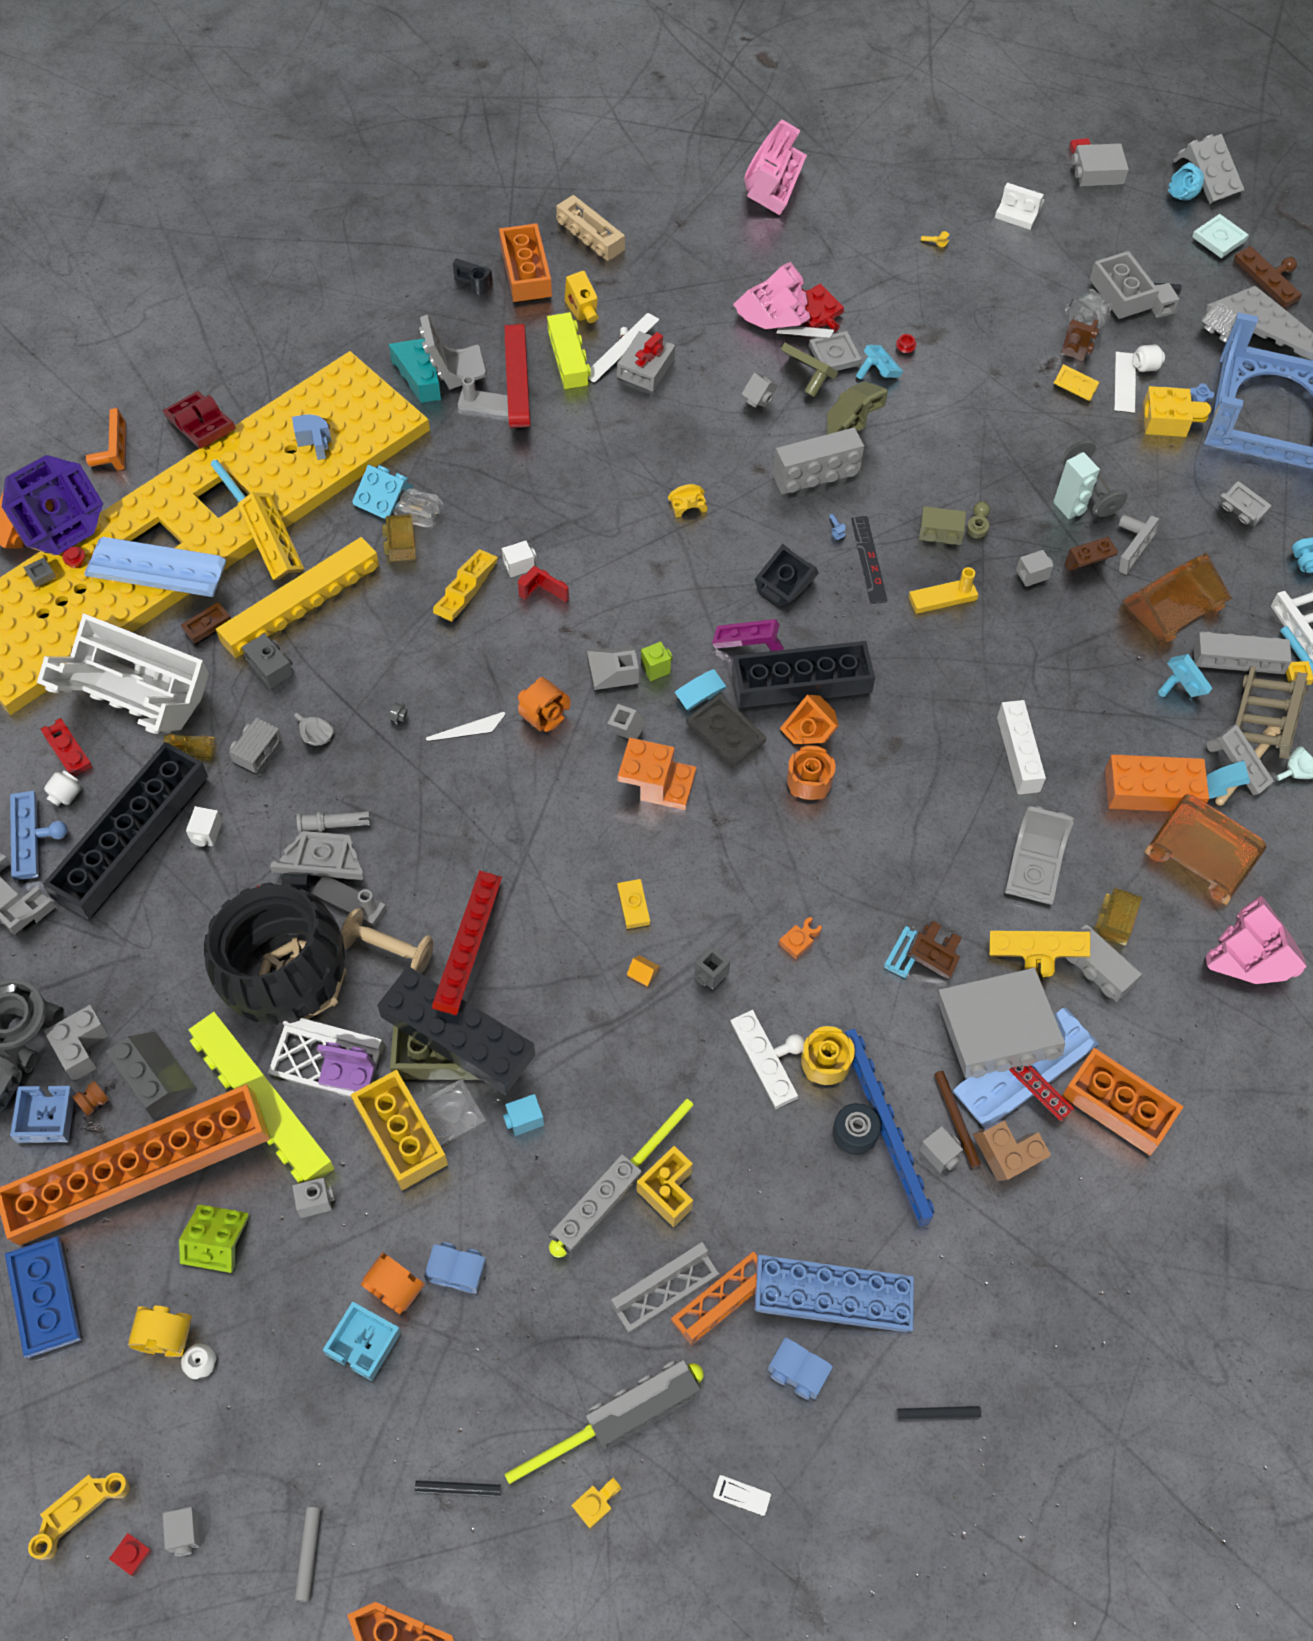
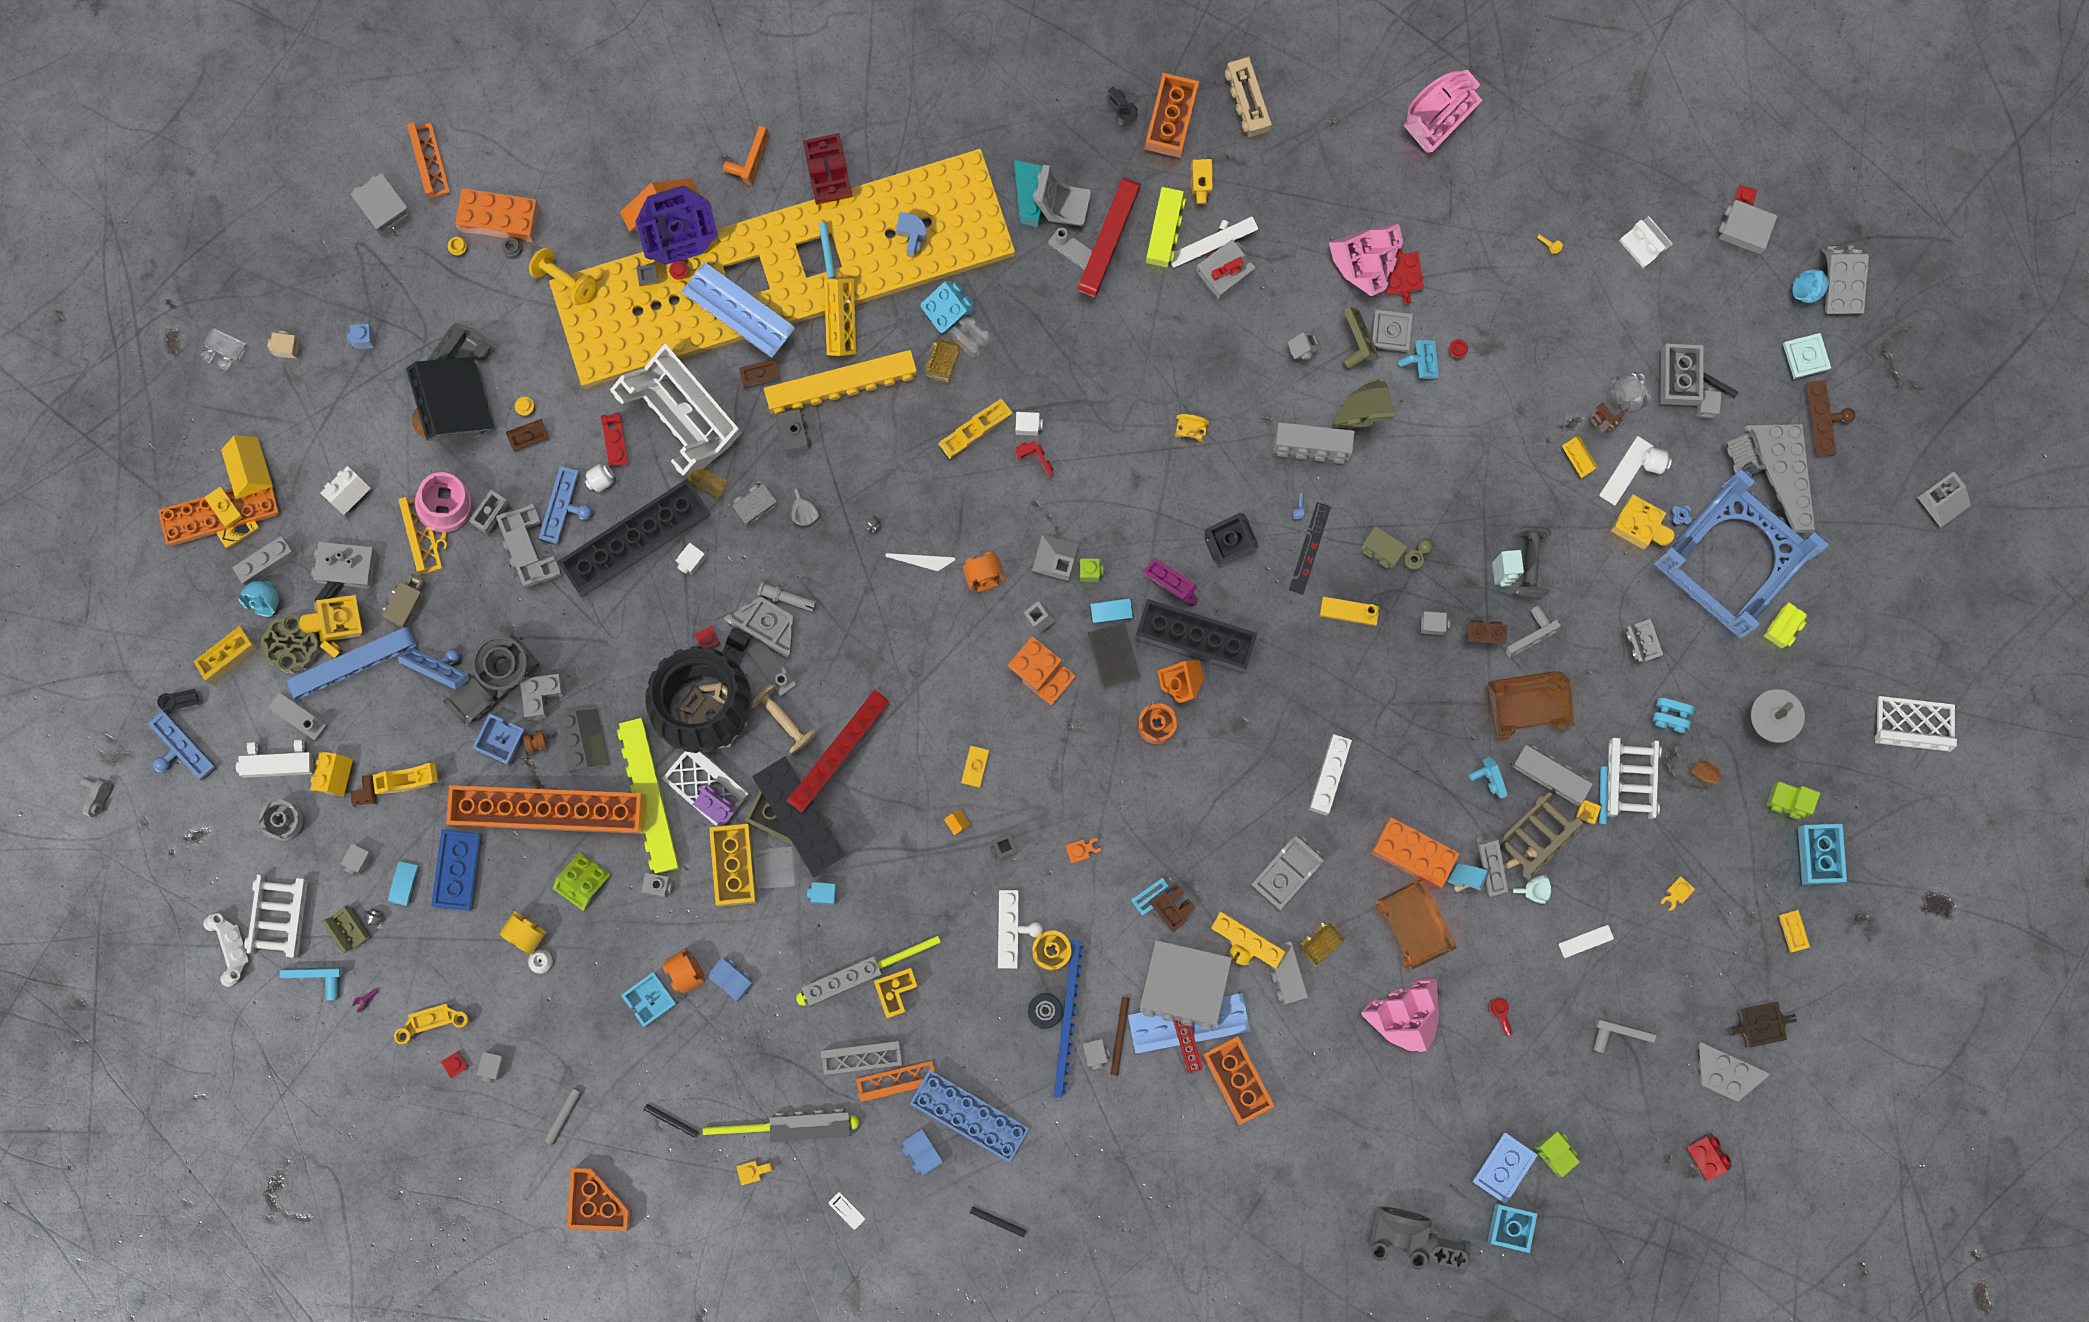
camera: 20 degrees right, 20 degrees up
(805, 331) = (1385, 302): white sticker -> none
(1005, 1154) = (1140, 1082): medium nougat brick -> none

